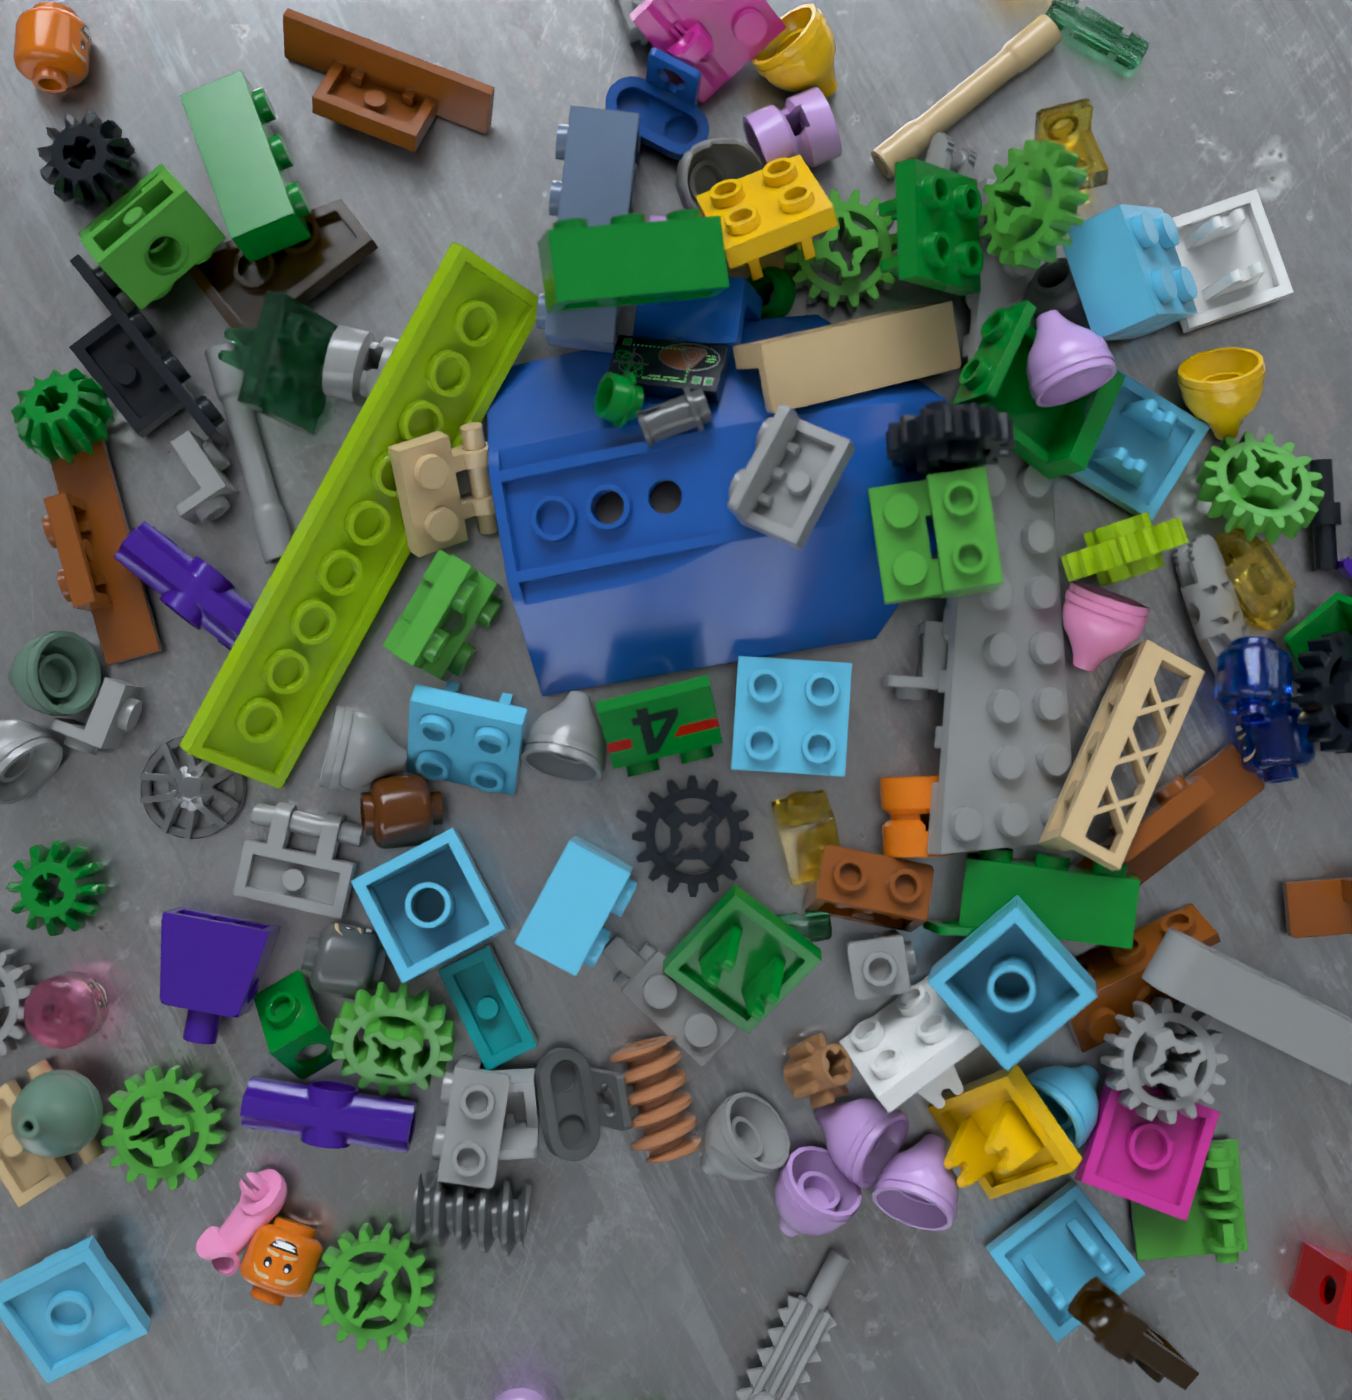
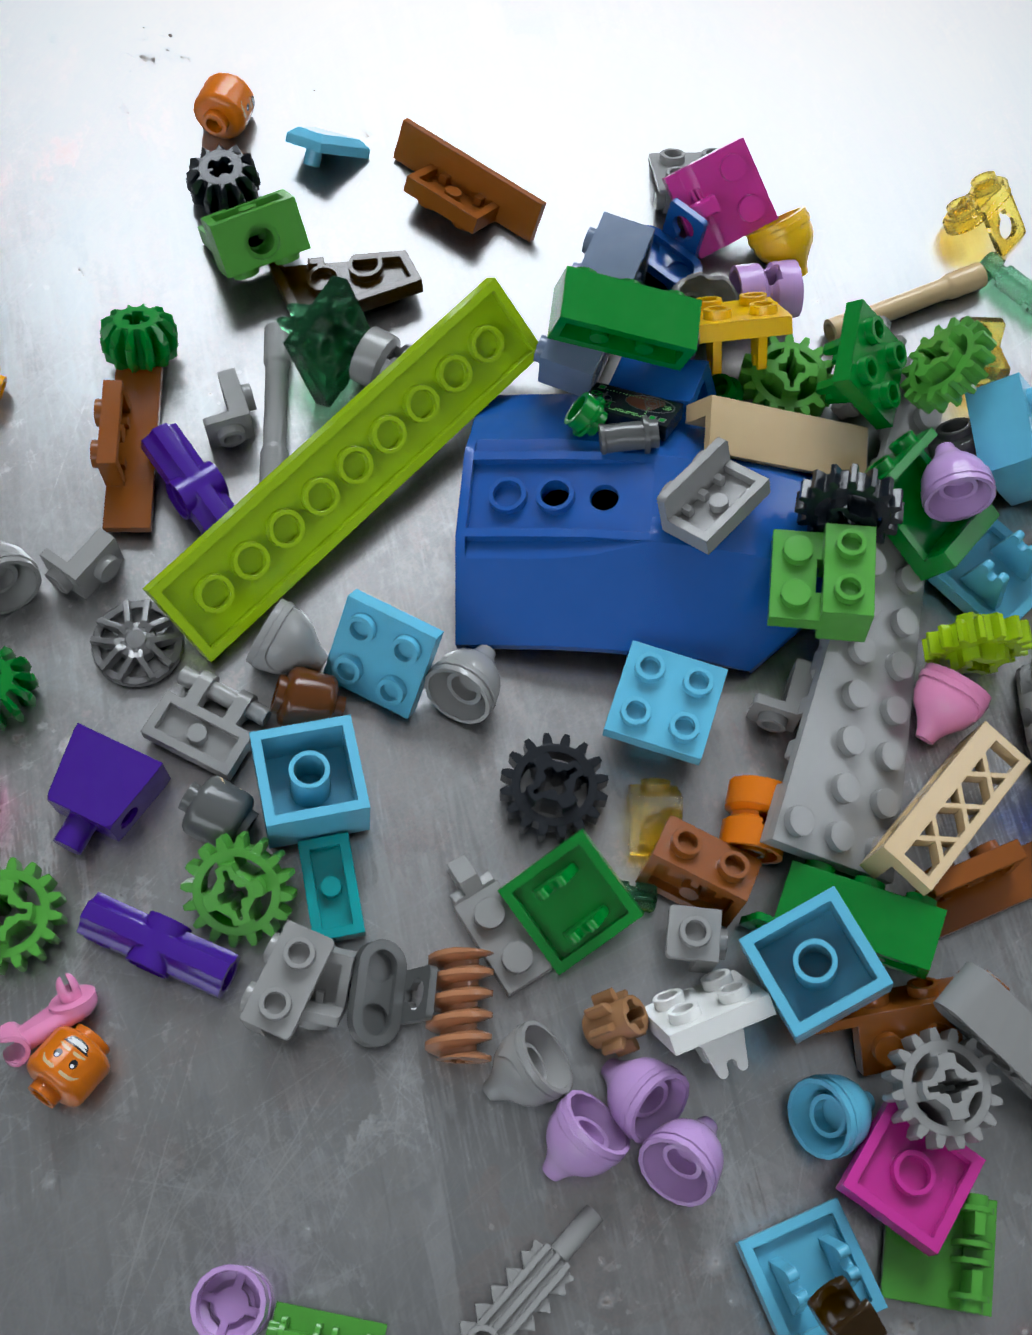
camera: 10 degrees right, 20 degrees down
(56, 673) = (59, 517): sand green helmet -> none
(130, 368) = (206, 323): black bracket -> none
(191, 67) = (326, 142): none -> medium azure piece
(247, 165) = (344, 209): brick -> none
(292, 1024) = (155, 851): green bracket -> none
(393, 1301) = (126, 1134): bright green gear -> none
(419, 631) = (405, 536): bright green brick -> none
(430, 491) = (412, 460): tan plate -> none
(470, 1215) = (256, 1069): dark grey piece -> none
(575, 904) = (438, 809): medium azure brick -> none
(660, 724) = (552, 680): green slope -> none
(1003, 1135) = (776, 1123): yellow plate -> none

